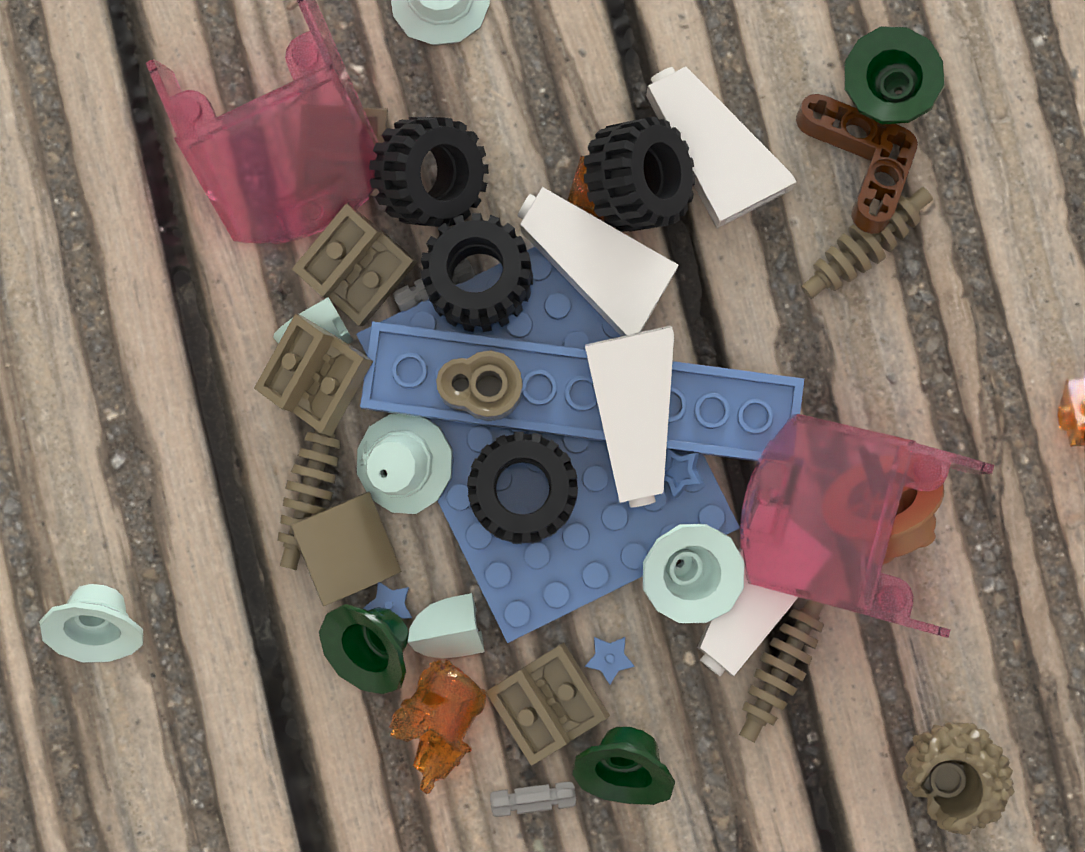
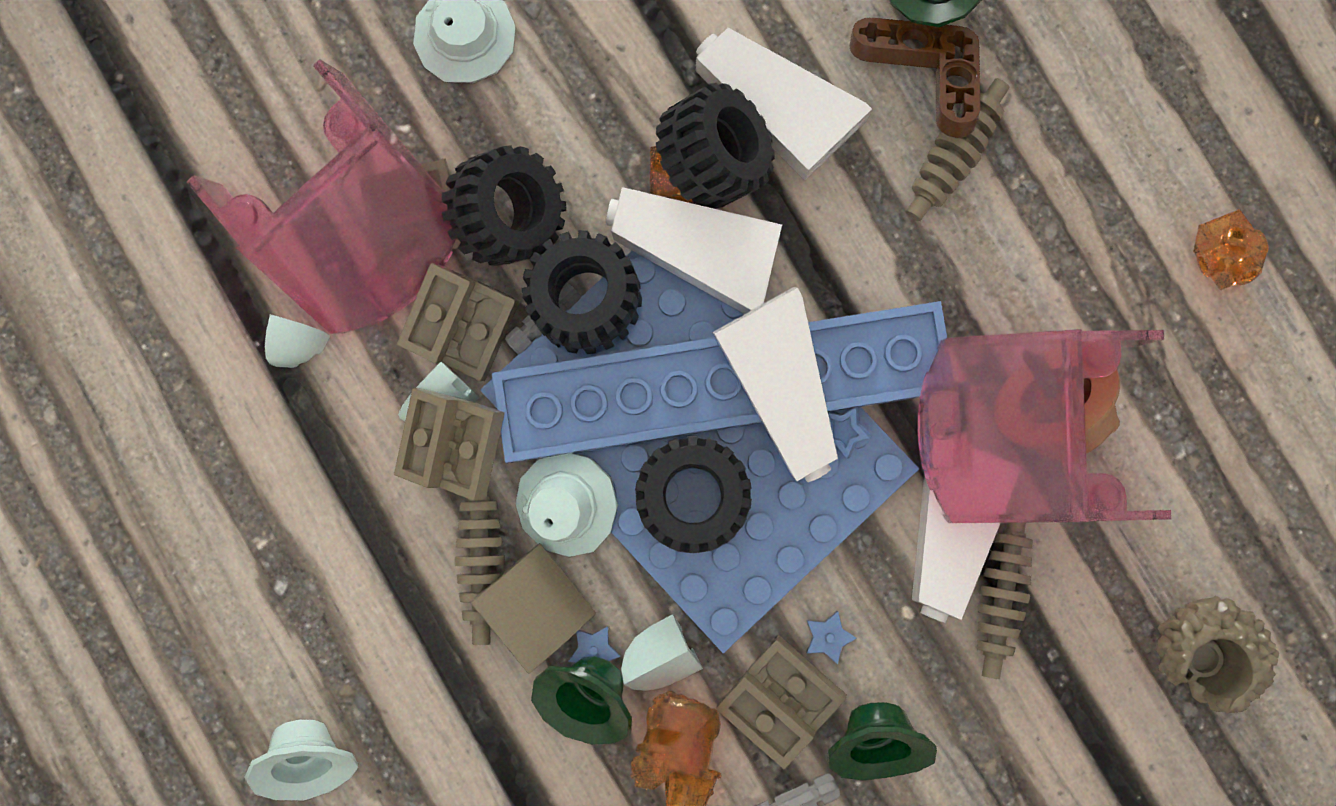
camera: 10 degrees left, 0 degrees up
(196, 238) = (292, 342): none -> light aqua brick
(483, 385) = (621, 404): dark tan piece -> none
(703, 582) = (902, 531): light aqua hat -> none

